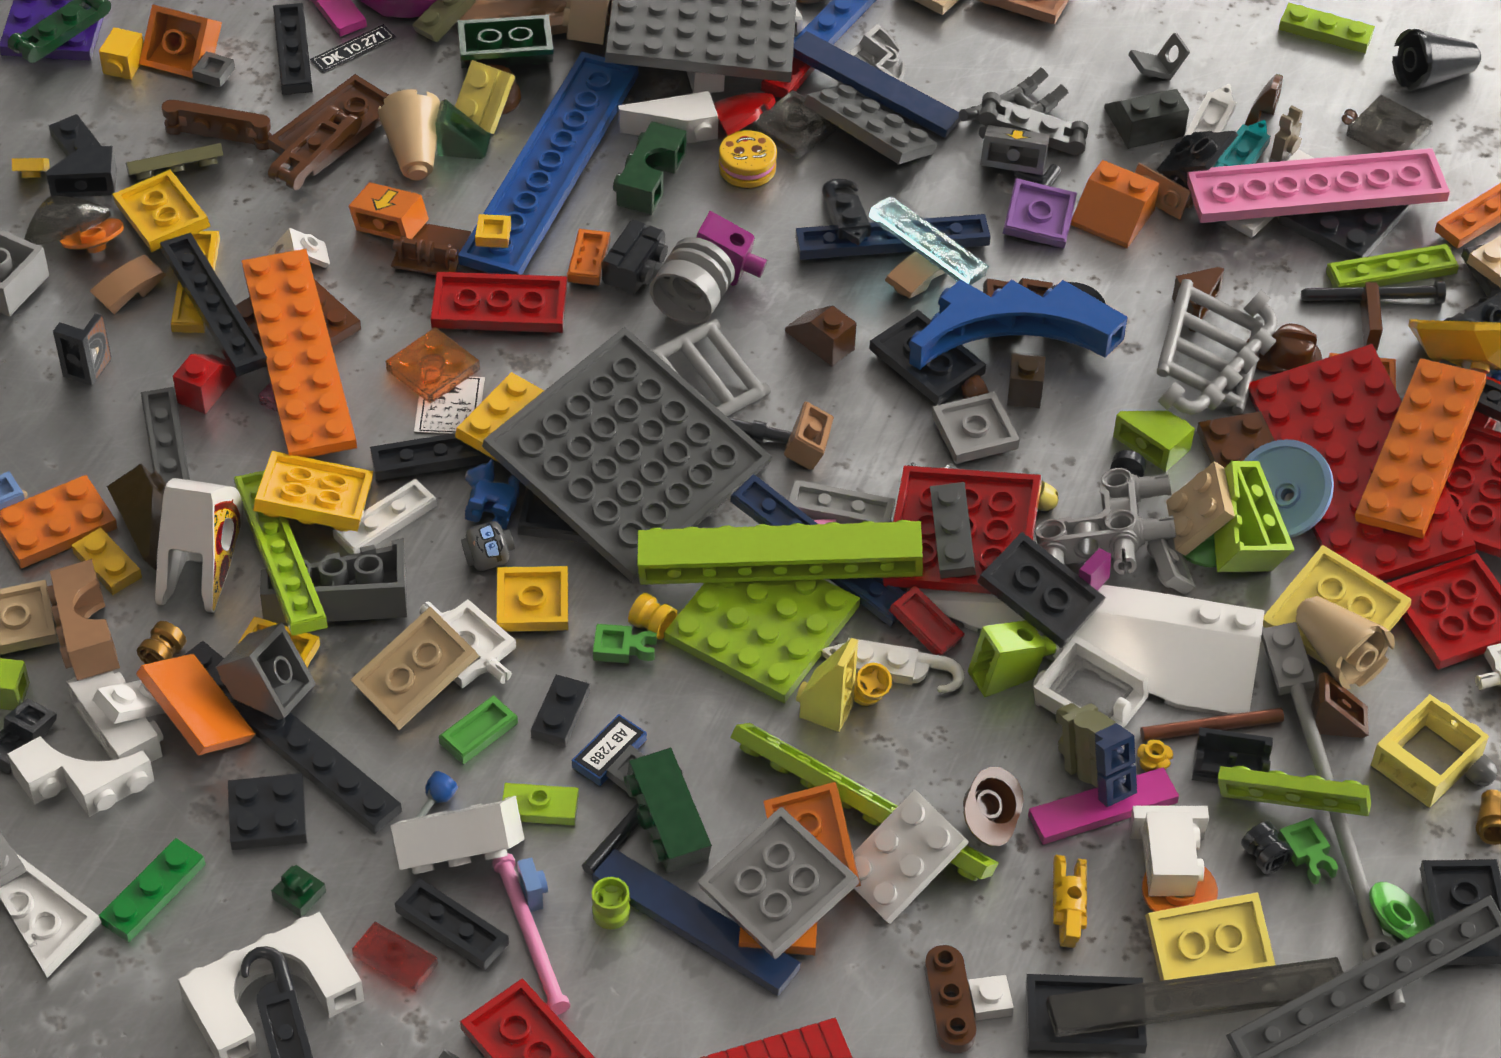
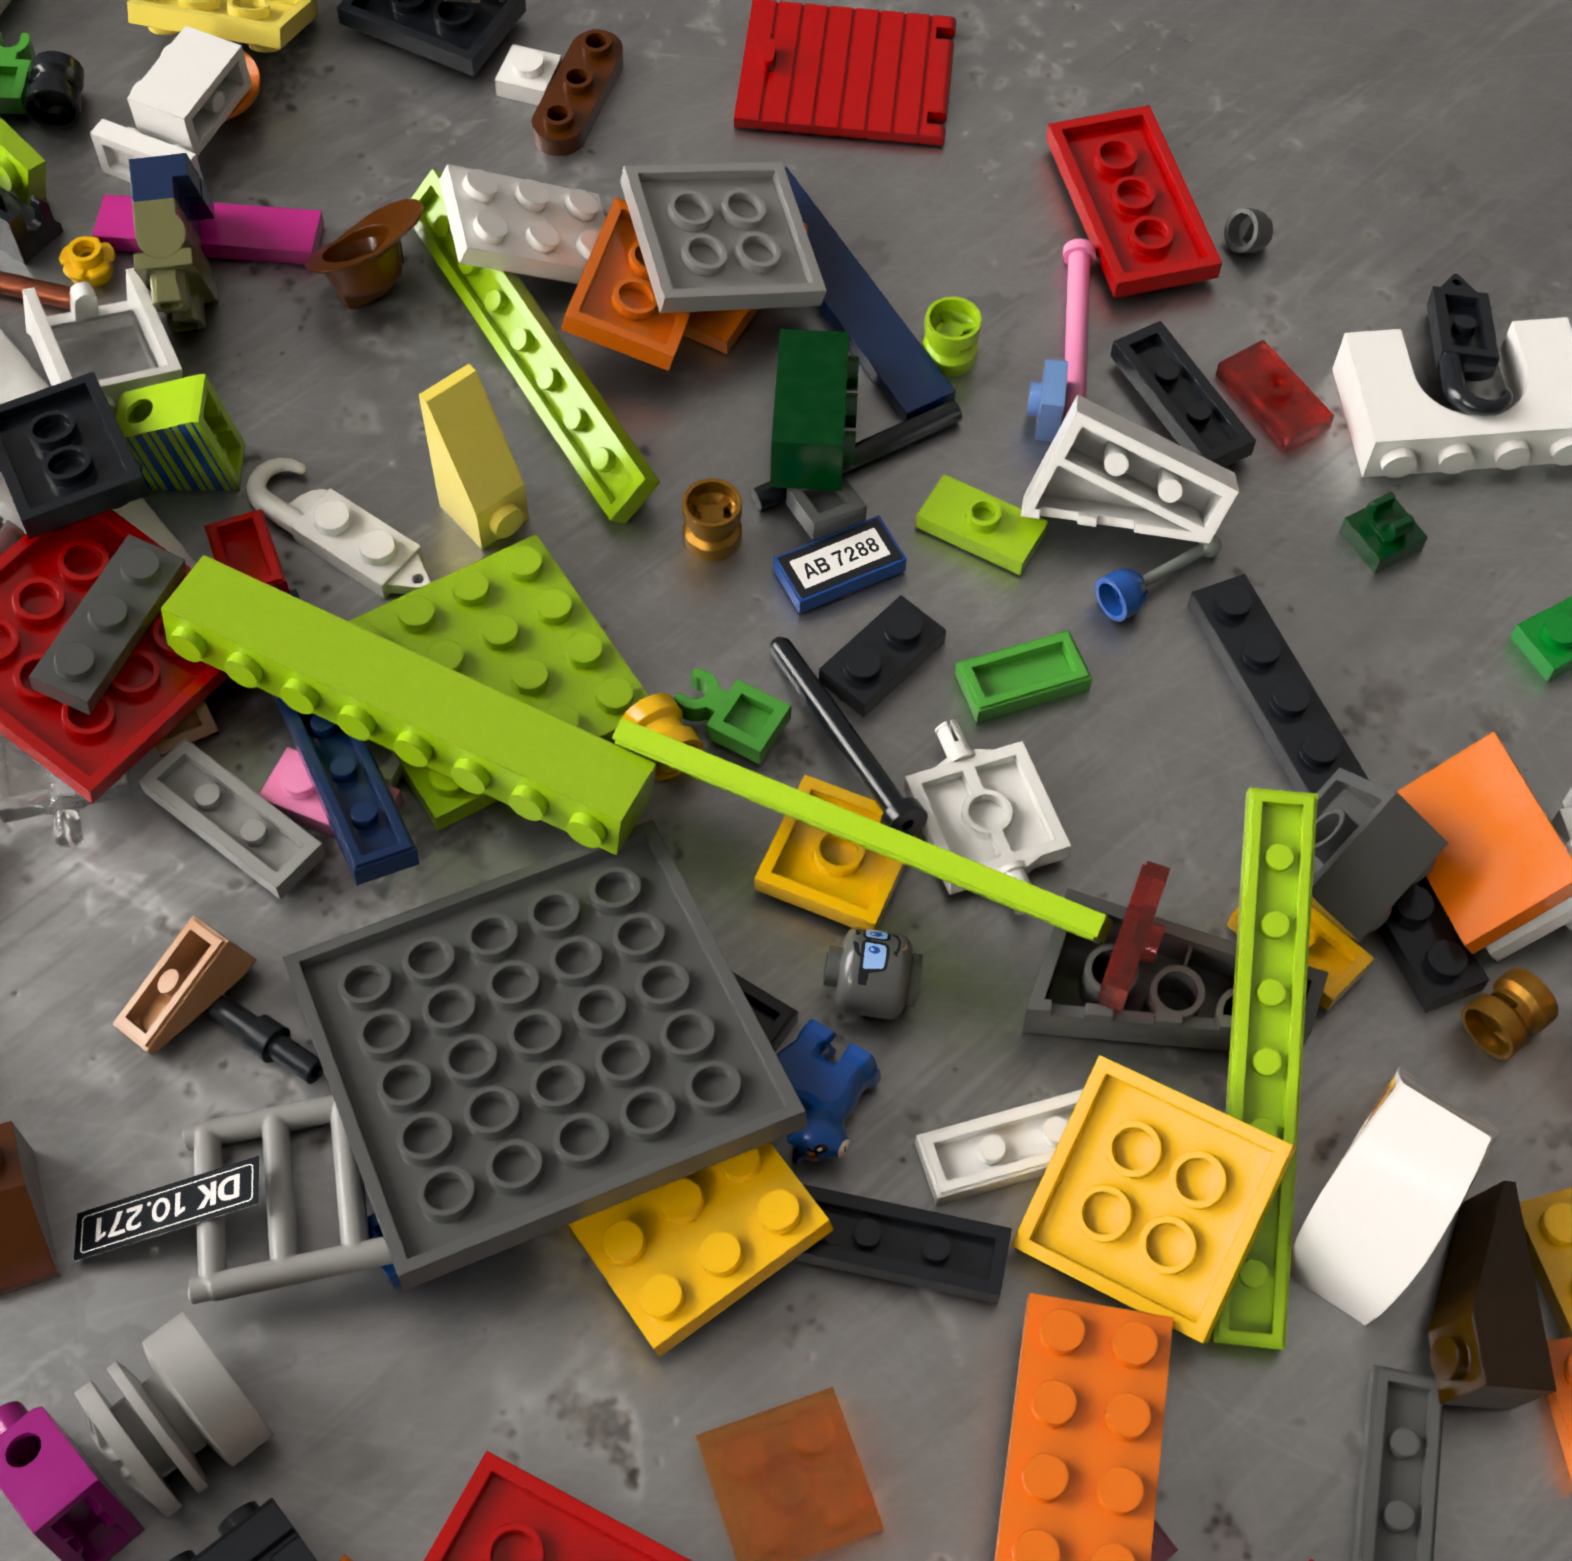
camera: 155 degrees left, 10 degrees up
(267, 811) = (1398, 670): black plate -> none
(359, 561) = (1137, 938): none -> clear red plate
(414, 668) = (1093, 779): tan plate -> none
(450, 409) = (790, 1352): white sticker -> none
(506, 607) = (898, 812): none -> black bar
(519, 567) = (864, 832): none -> lime tile
(691, 736) = (712, 519): none -> pearl gold wheel
(751, 352) = (167, 1208): none -> black sticker
(875, 678) = (405, 488): yellow wheel -> none
(1069, 900) = (347, 128): yellow hinge -> none

